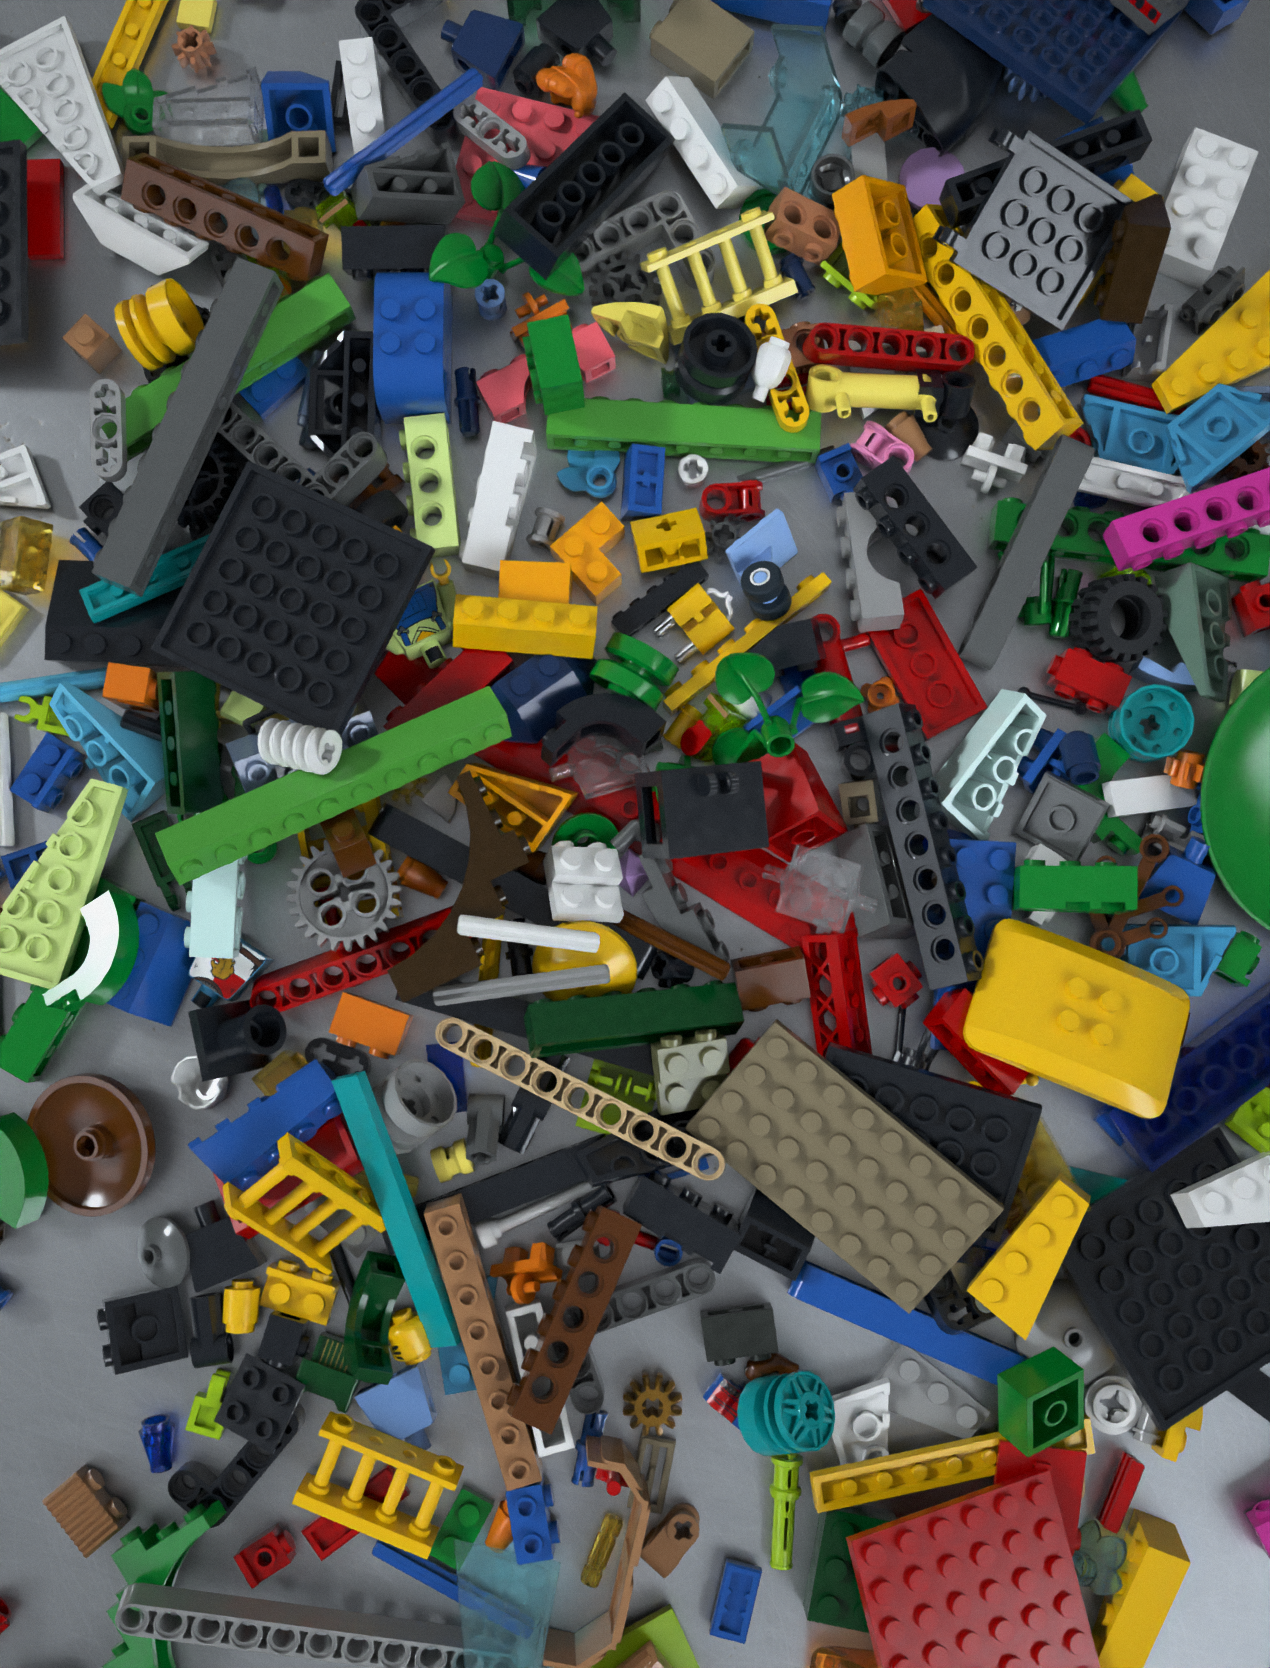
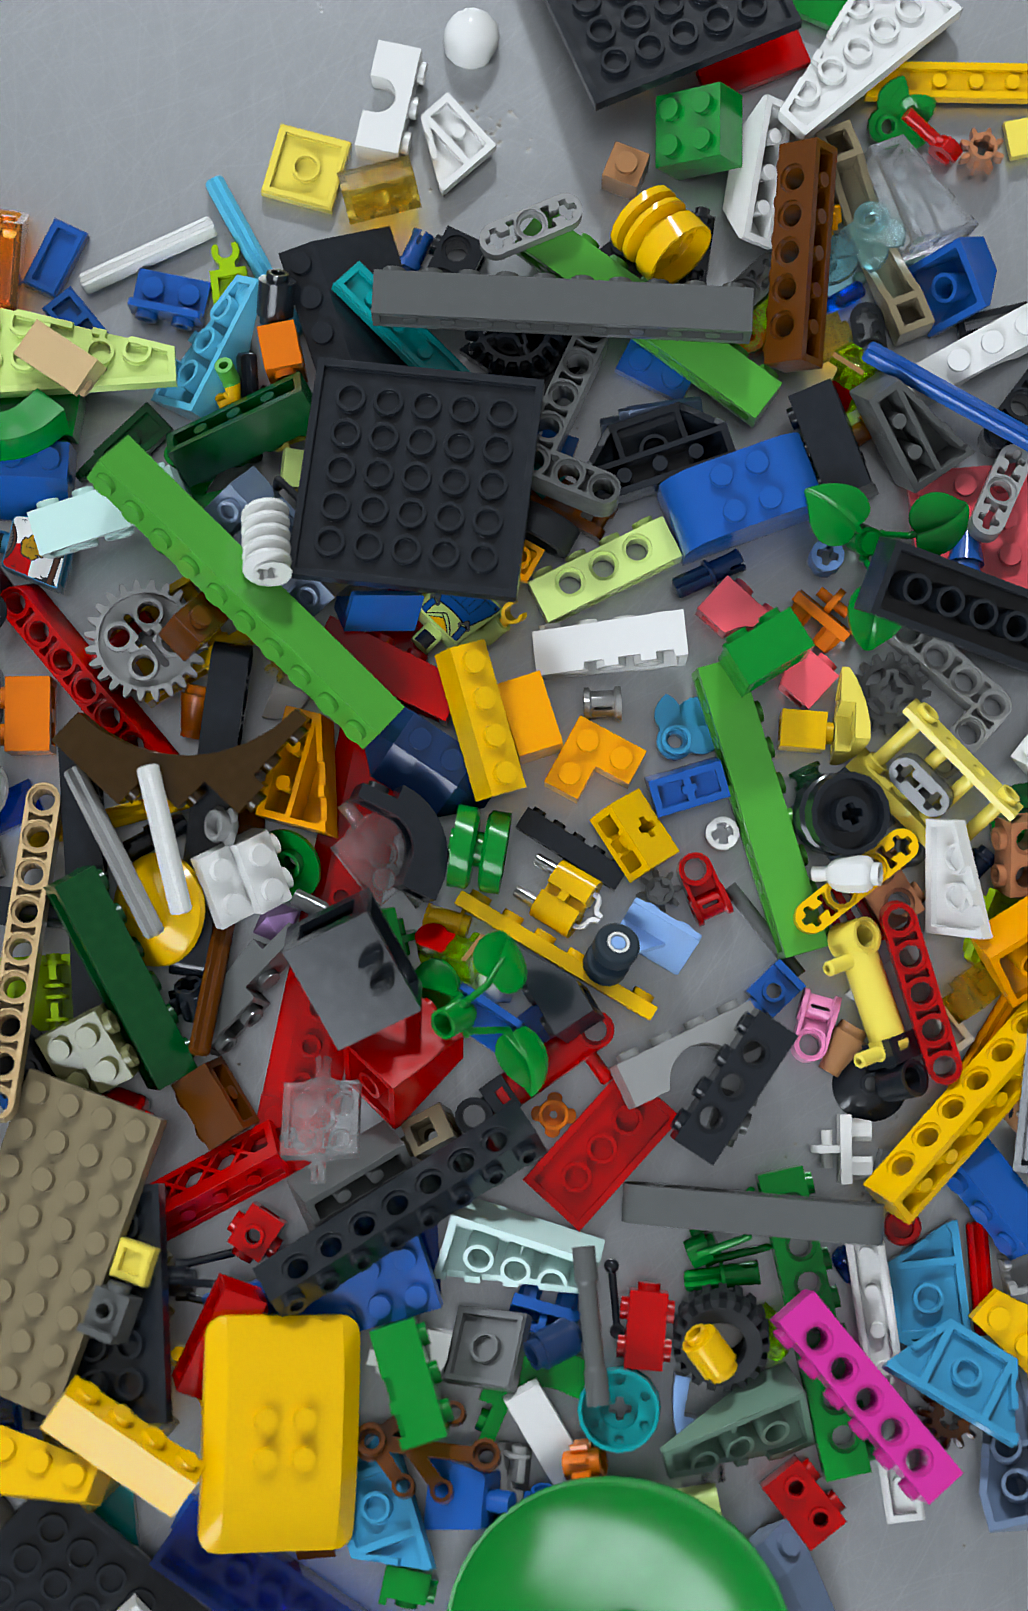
camera: 75 degrees right, 0 degrees up
(61, 878) = (60, 359): none -> tan hinge
(81, 266) = (699, 131): none -> green brick
(82, 673) = (275, 297): none -> black brick
(142, 739) = (230, 380): none -> arm
(176, 79) = (942, 147): none -> red bar
(235, 157) = (870, 241): none -> clear light blue plate
(394, 682) = (379, 610): none -> blue panel
(533, 882) = (221, 825): none -> light grey plate
(631, 370) = (804, 731): none -> yellow brick
(711, 277) = (917, 787): none -> beam
(807, 287) = (952, 883): none -> white wing
(891, 1089) = (134, 1262): none -> light yellow tile
(928, 1111) = (122, 1315): none -> dark grey brick
(1050, 1153) = (123, 1446): none -> yellow brick
(1117, 726) = (595, 1371): none -> dark grey piece
(1134, 625) = (709, 1353): none -> yellow brick

